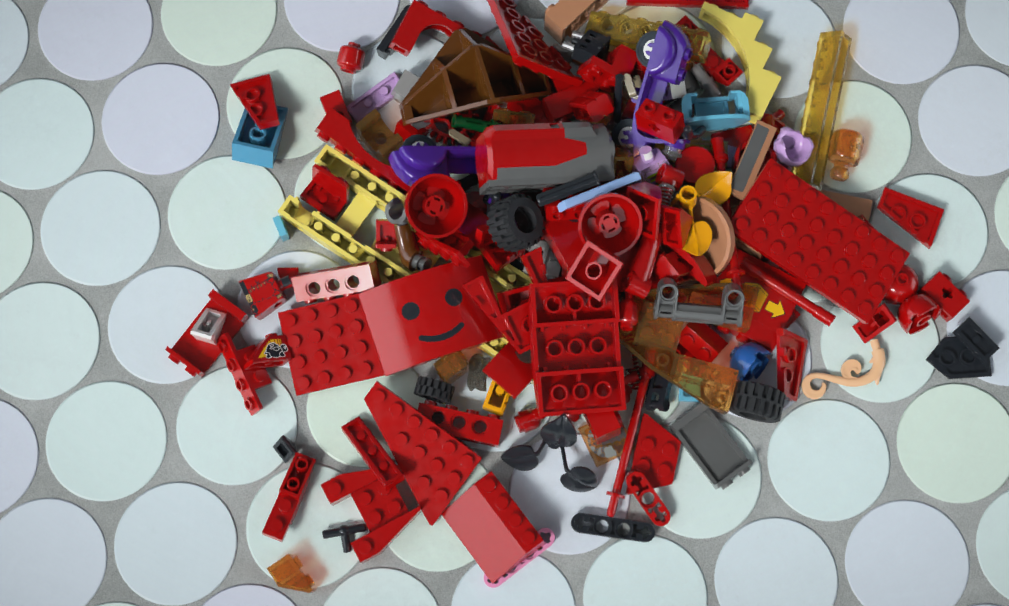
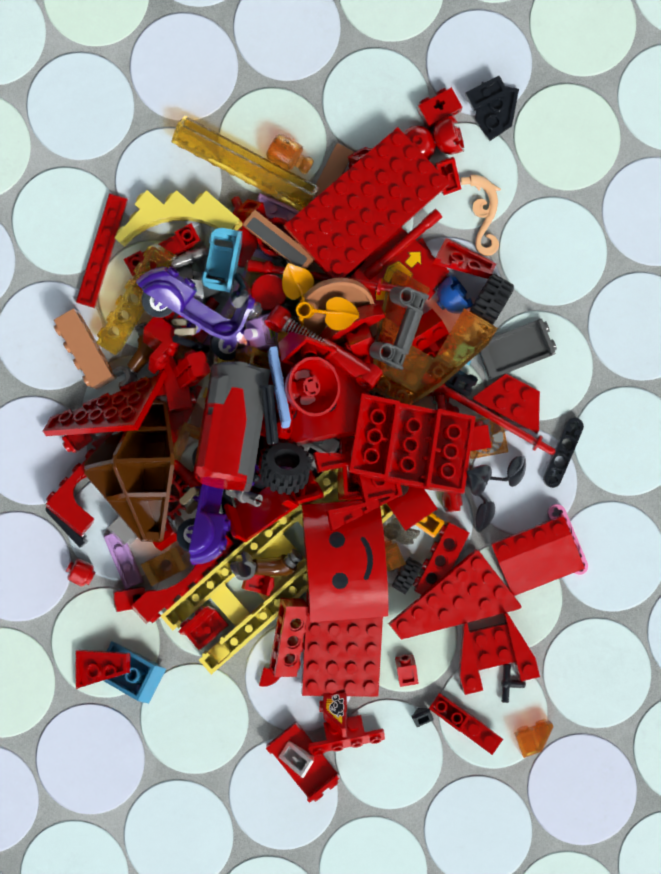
camera: 75 degrees left, 10 degrees up
(265, 293) = (280, 702): red torso -> none
(279, 223) = (224, 674): medium azure tile -> none
(331, 418) = (406, 670): none -> red bracket
(373, 453) = (448, 642): red tile -> none
(446, 202) = (261, 532): red piece -> none
(450, 247) = (287, 529): red bracket -> none
(472, 123) = (187, 452): dark green pin -> none
(474, 198) = (244, 497): none -> light grey pin
(485, 21) = (76, 442): none -> red bracket
(587, 45) = (132, 354): black piece -> none
(595, 270) = (352, 411): red slope -> none
(628, 313) = (391, 390): red plant -> none
(643, 481) = (554, 416): red beam -> none
(660, 121) = (228, 314): red brick -> none
(675, 226) = (327, 328): red slope -> none
(792, 147) = (274, 200): lavender hair -> none
(911, 214) = (359, 112): red wing -> none

